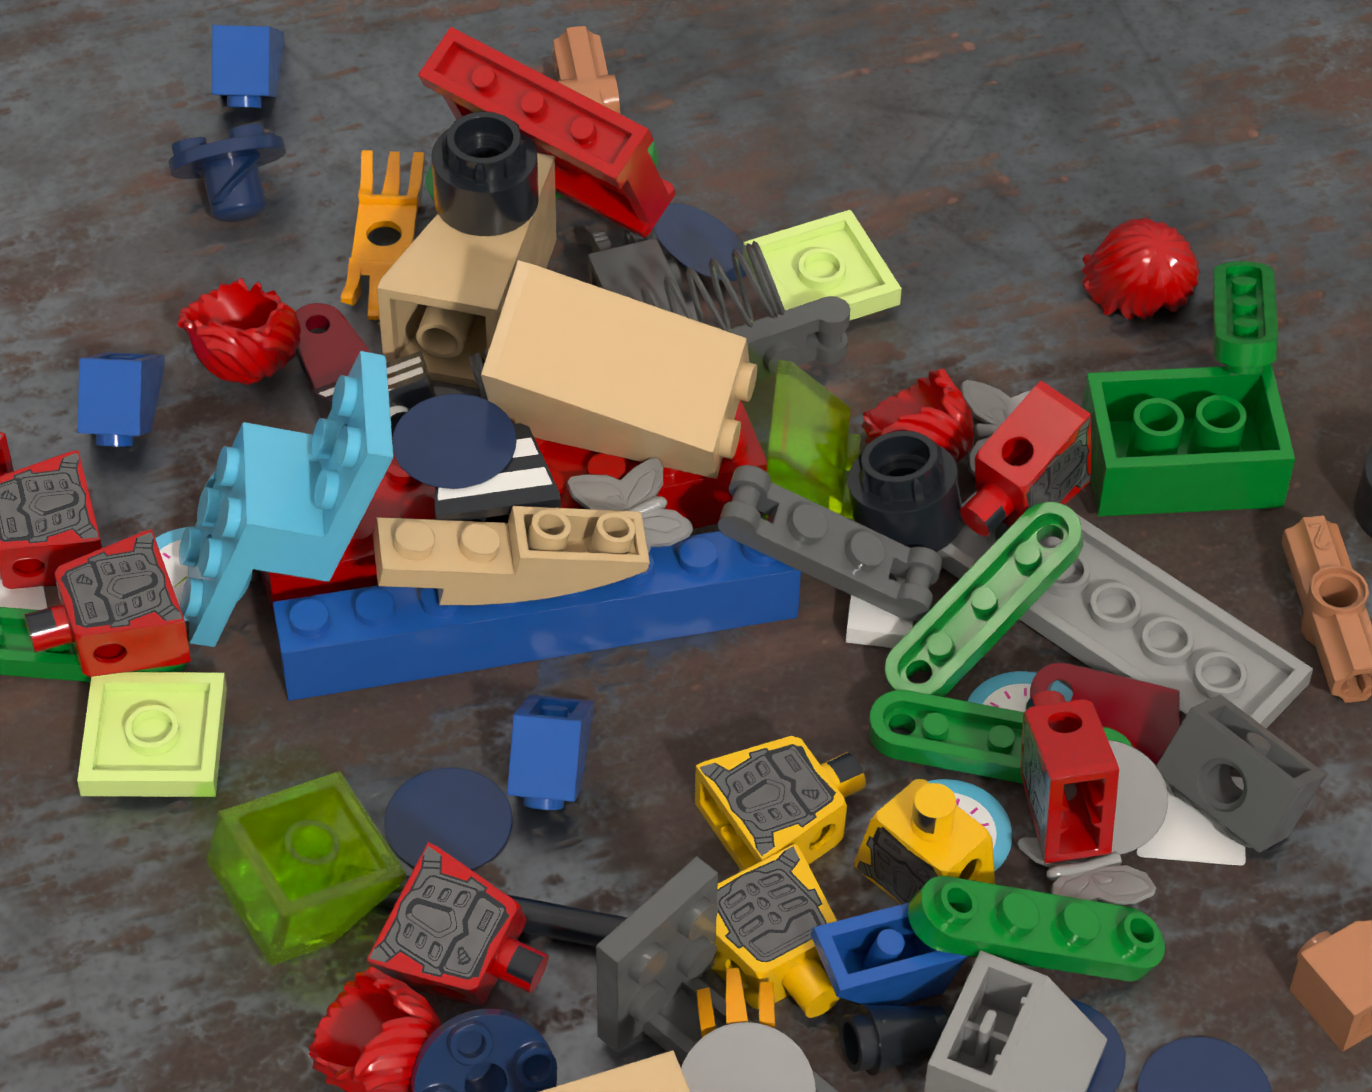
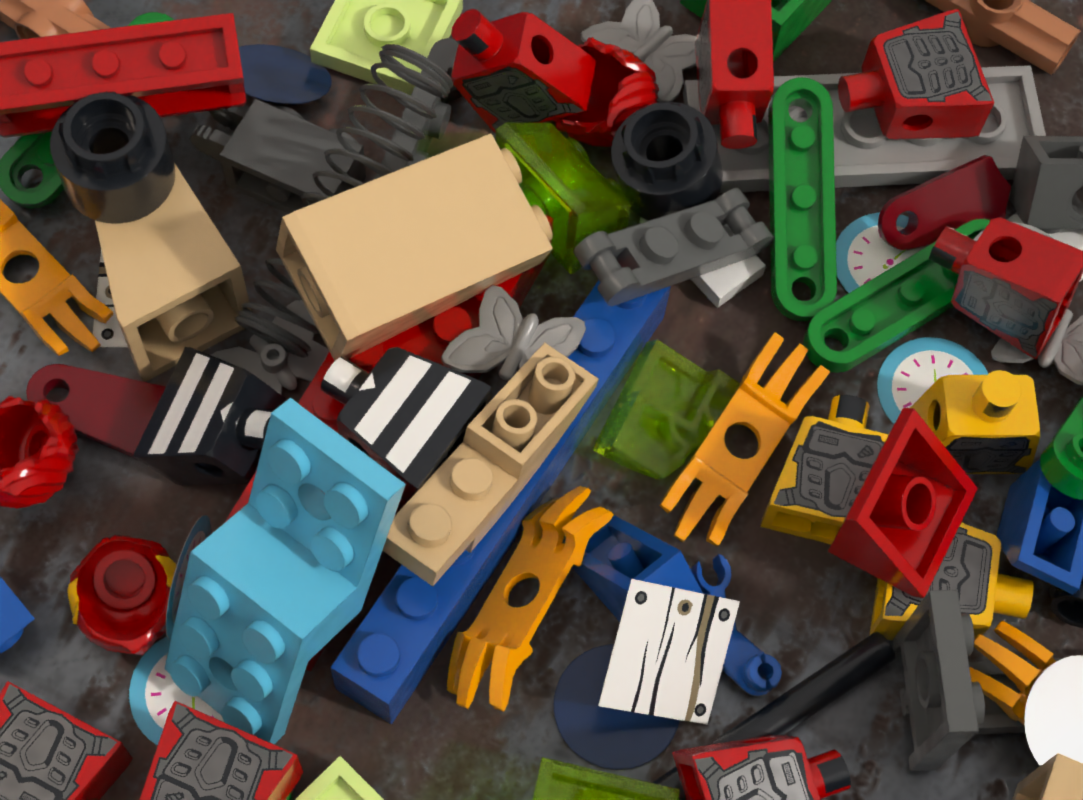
camera: 50 degrees left, 15 degrees up
(189, 463) = (122, 593): none -> red hair
(454, 441) = (366, 402): dark blue sticker -> none
(508, 795) = (668, 652): none -> white sticker
(522, 673) = (504, 632): none -> light orange piece
(566, 844) = (744, 661): none -> blue arm
(701, 732) = (768, 419): none -> light orange piece
(717, 672) = (663, 412): none -> clear neon green slope
(778, 827) = (906, 509): none -> red slope
(863, 348) = (519, 69): none -> red torso
(1182, 594) = (922, 81): none -> torso

